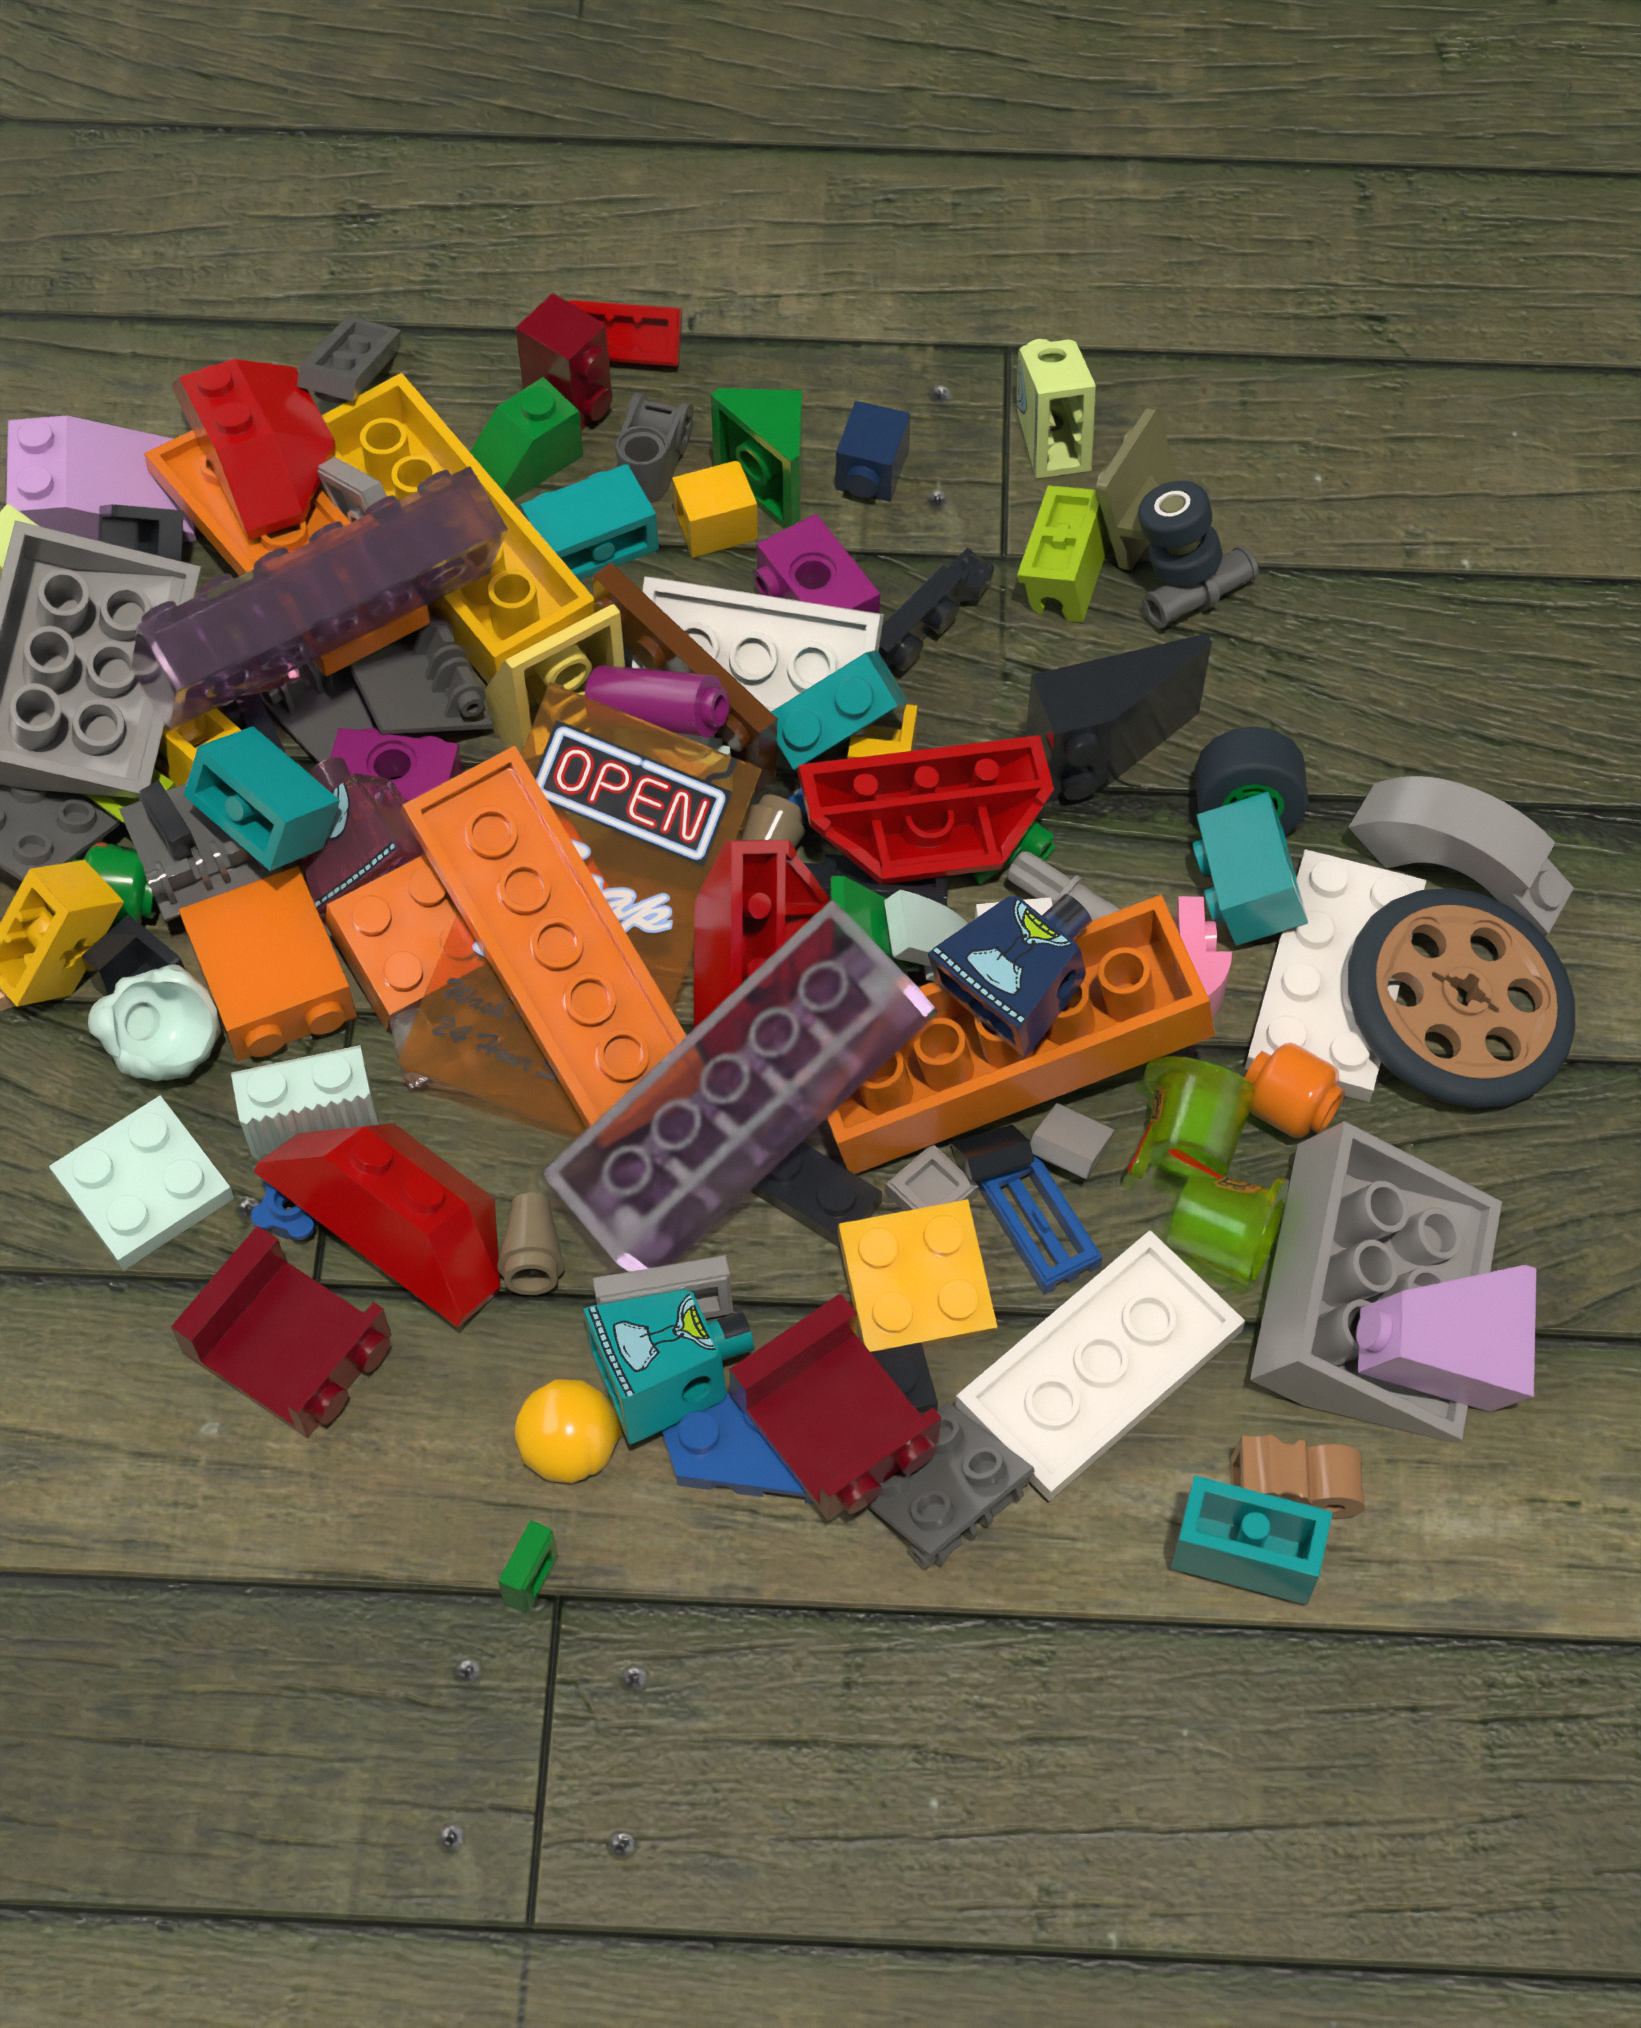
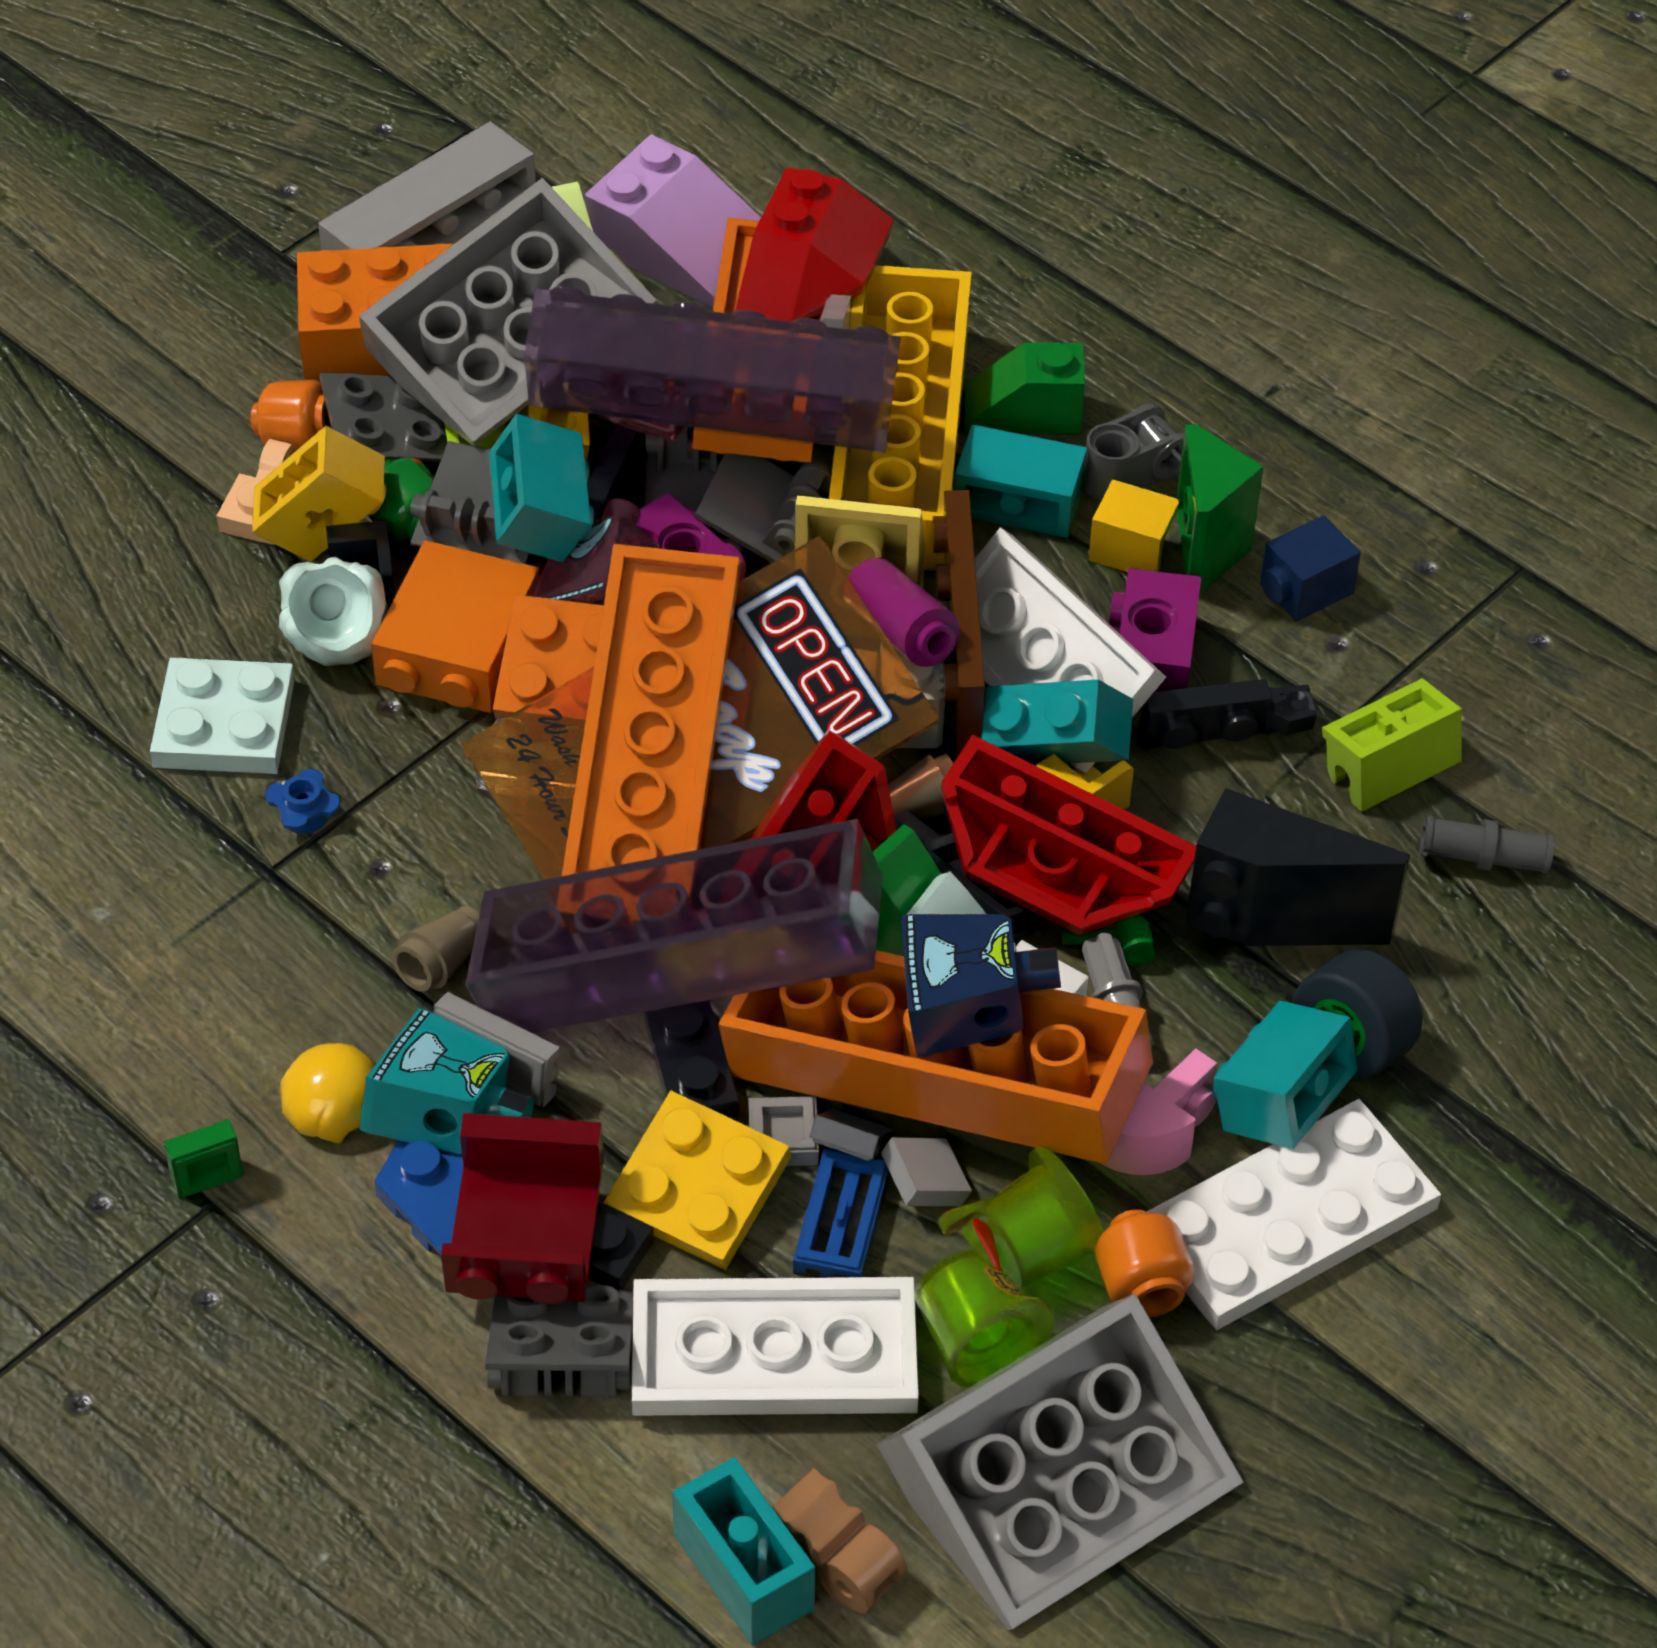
camera: 40 degrees right, 10 degrees down
(142, 529) = (669, 271): black panel -> none
(167, 820) = (466, 463): black tile -> none
(281, 1335) = (206, 877): dark red panel -> none
(302, 1097) = (383, 735): light aqua brick -> none
(348, 359) = (949, 243): dark grey plate -> none
(397, 1210) = (370, 853): red wedge -> none
(569, 353) = (1116, 345): dark red brick -> none
(638, 331) = (1199, 359): red plate -> none
(1058, 383) = (1500, 603): yellowish green torso -> none
(1150, 505) = (1491, 738): plate -> none
(1398, 1032) = (1318, 1364): wedge -> none
(1456, 1338) = (1067, 1528): lavender slope -> none
(1467, 831) = (1507, 1186): light grey arch -> none

